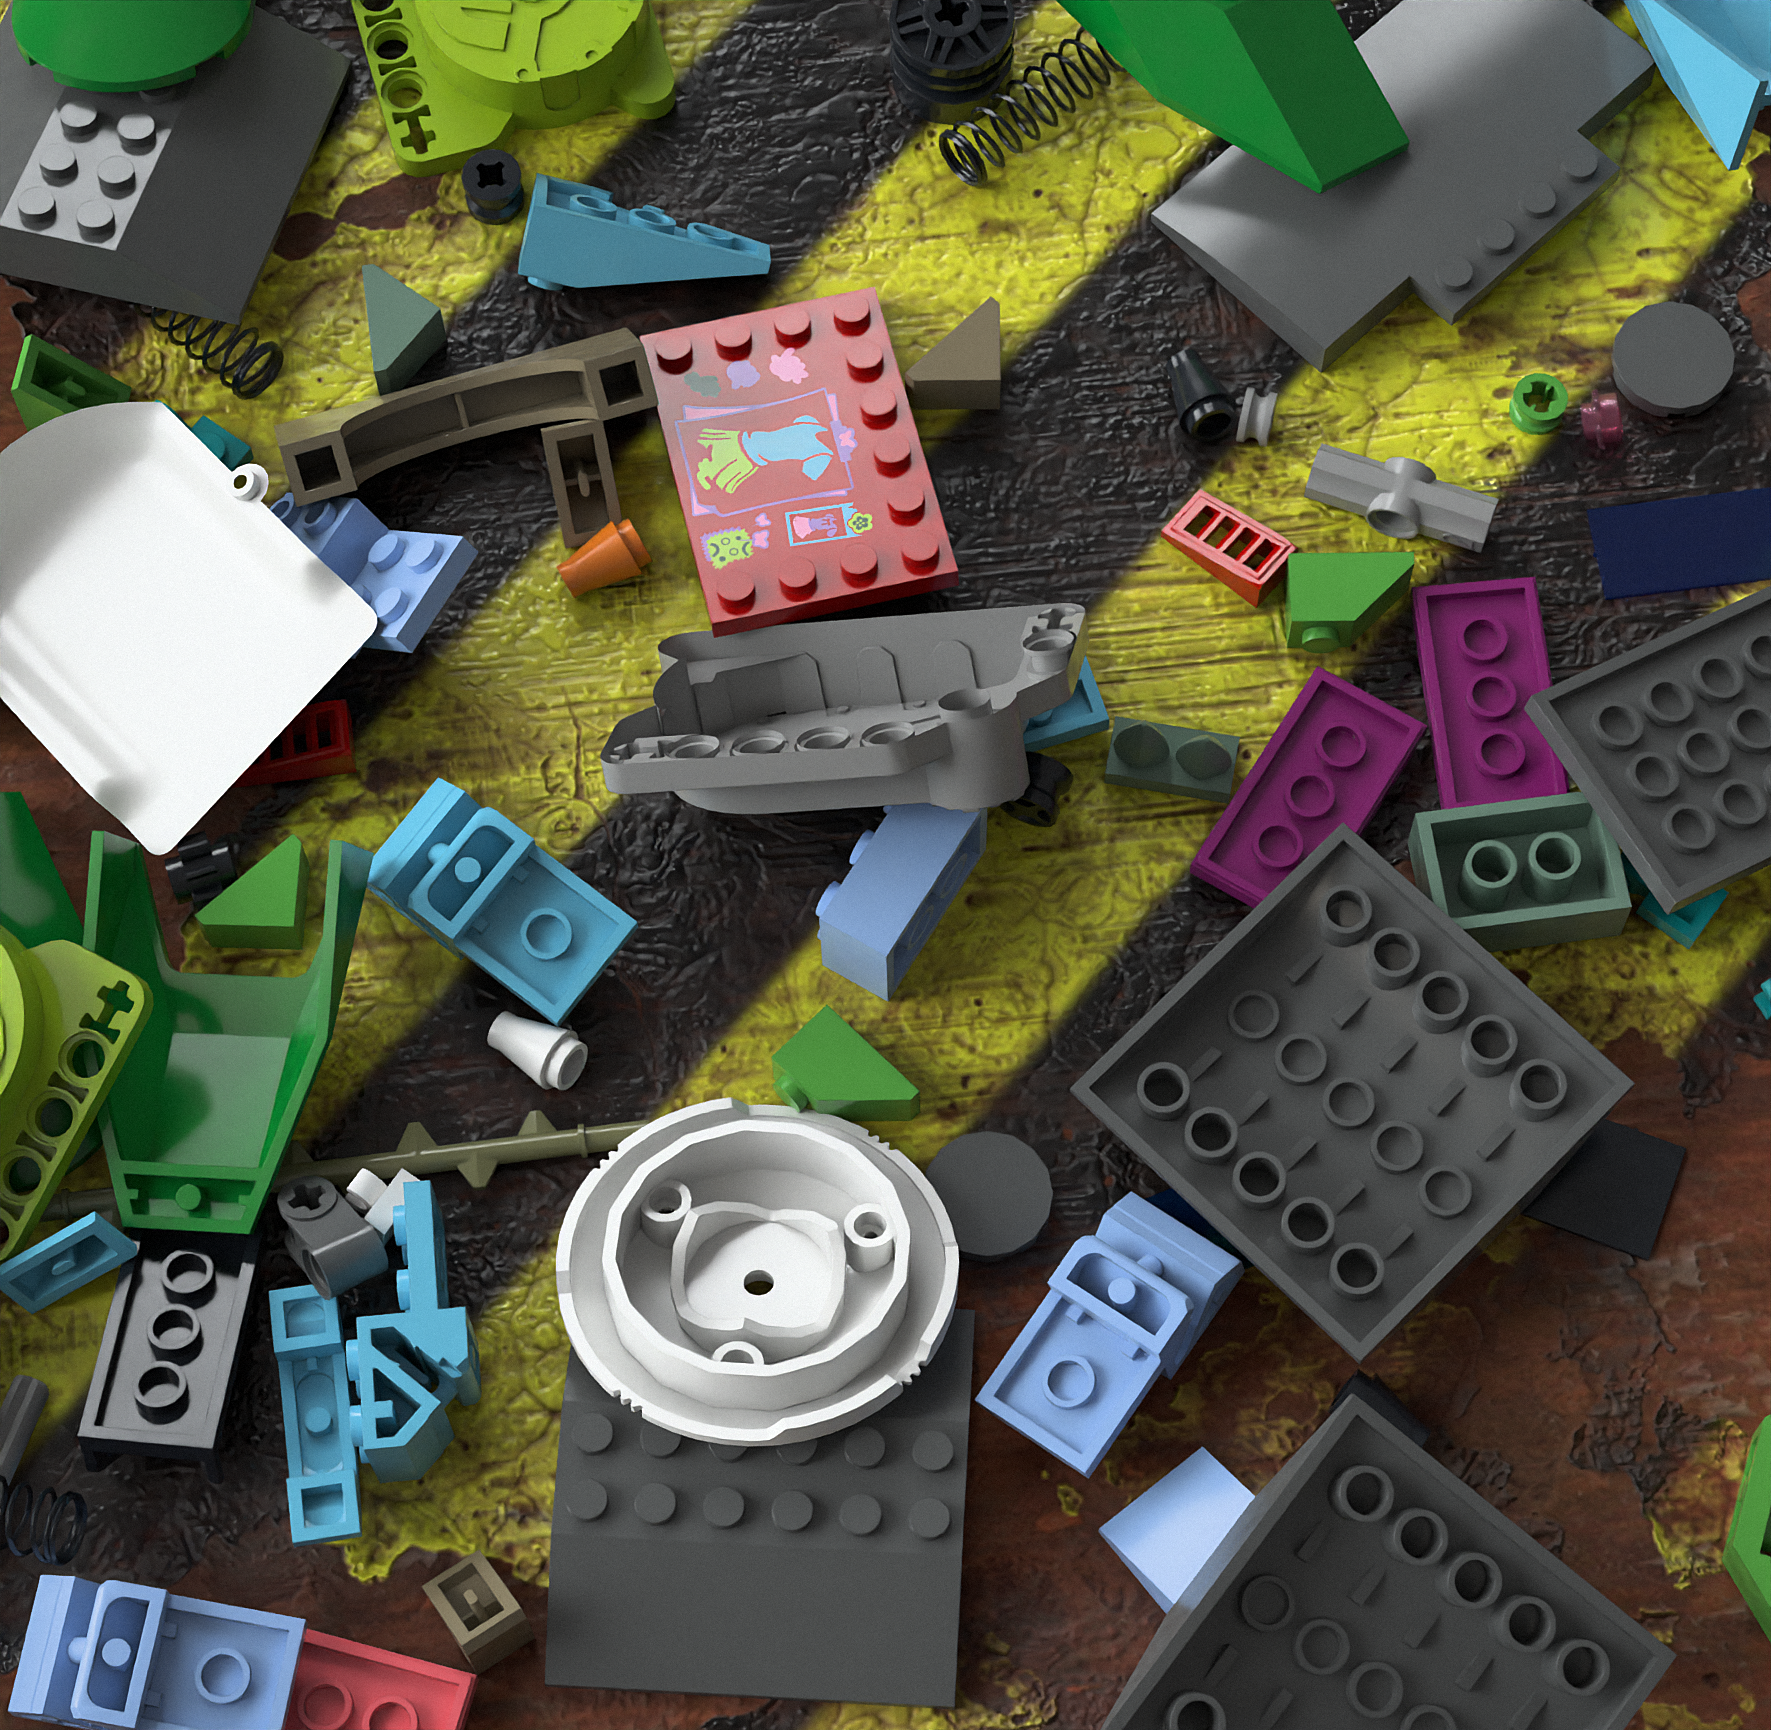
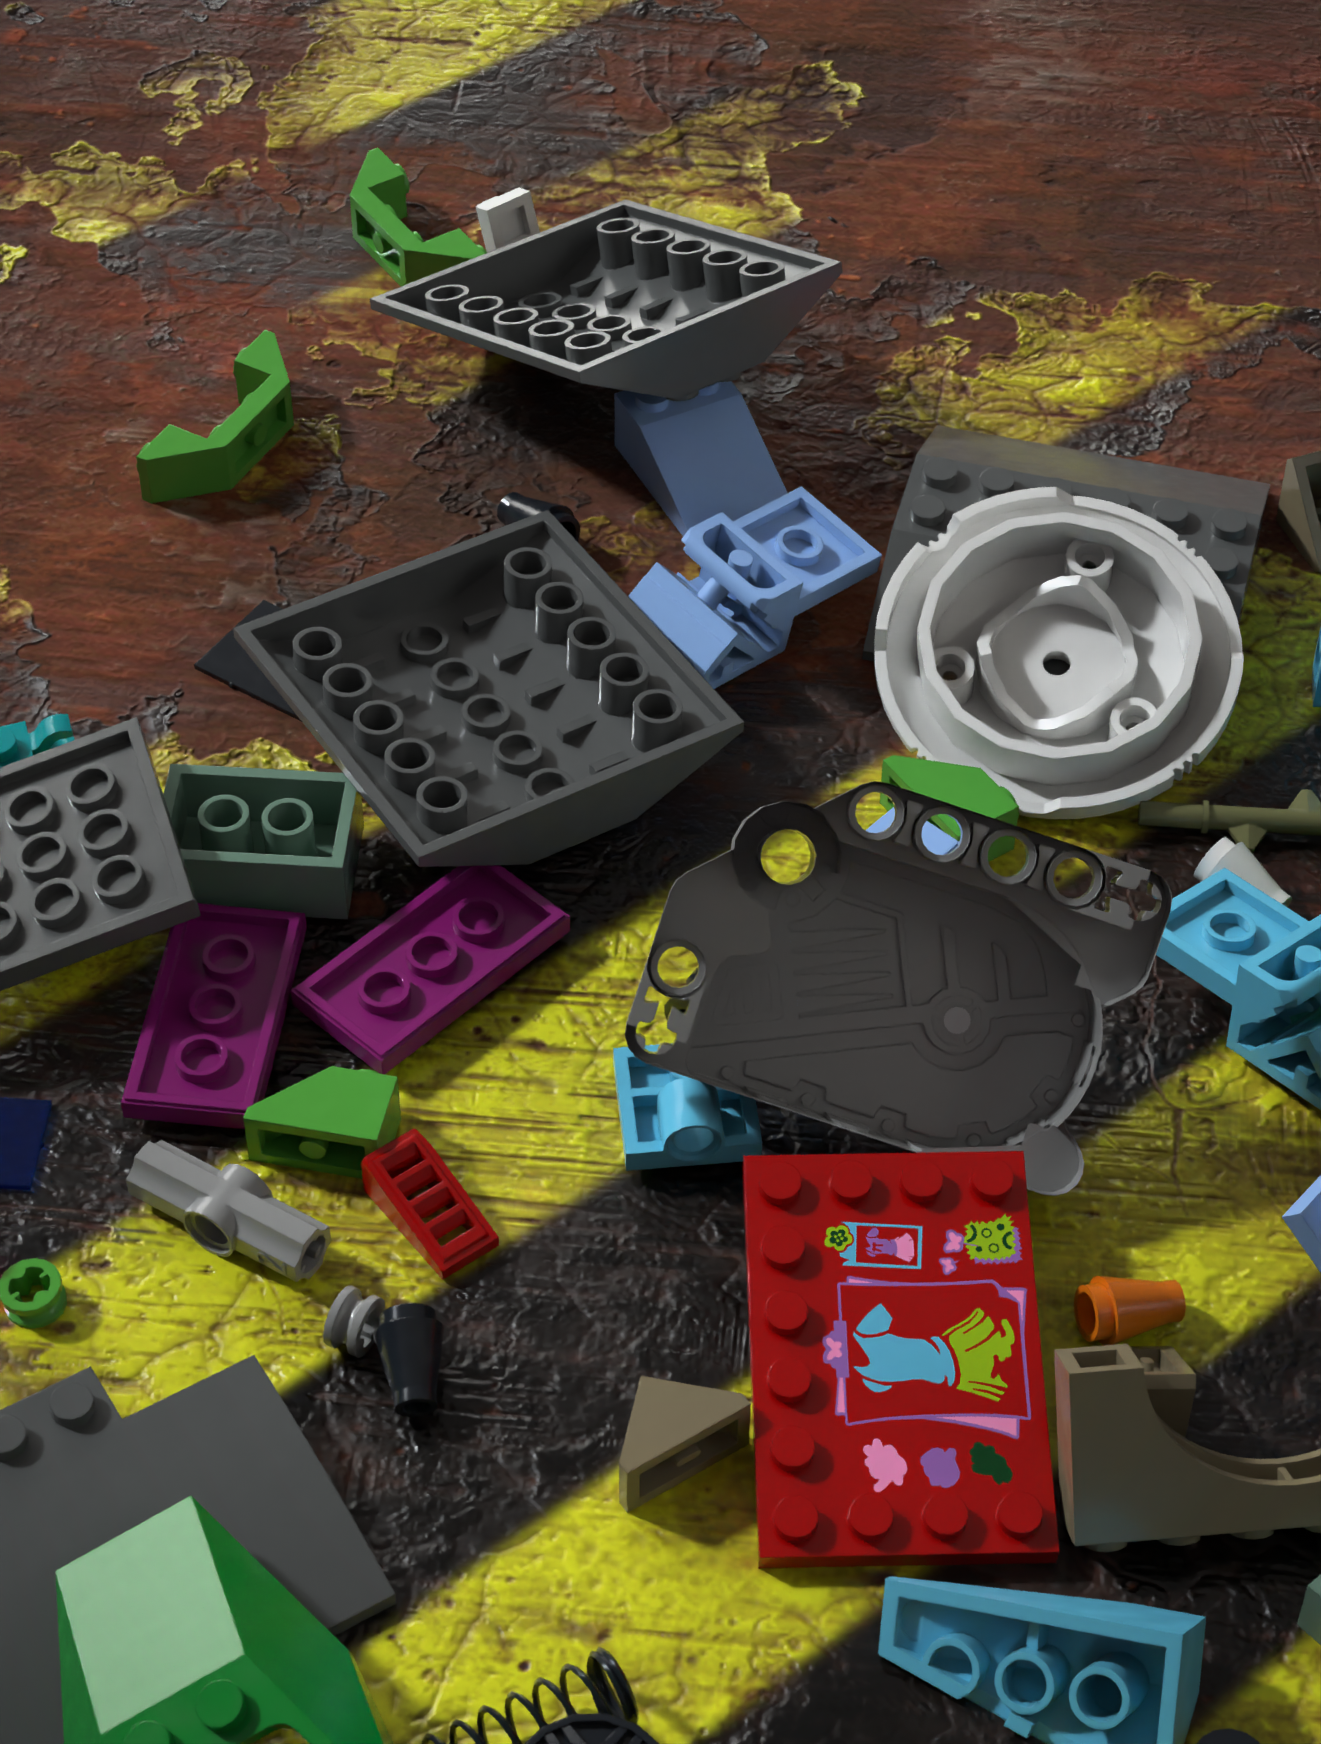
camera: 170 degrees left, 20 degrees down
(992, 1194) = (831, 722): dark grey tile -> none
(1171, 759) = (556, 1026): sand green tile -> none

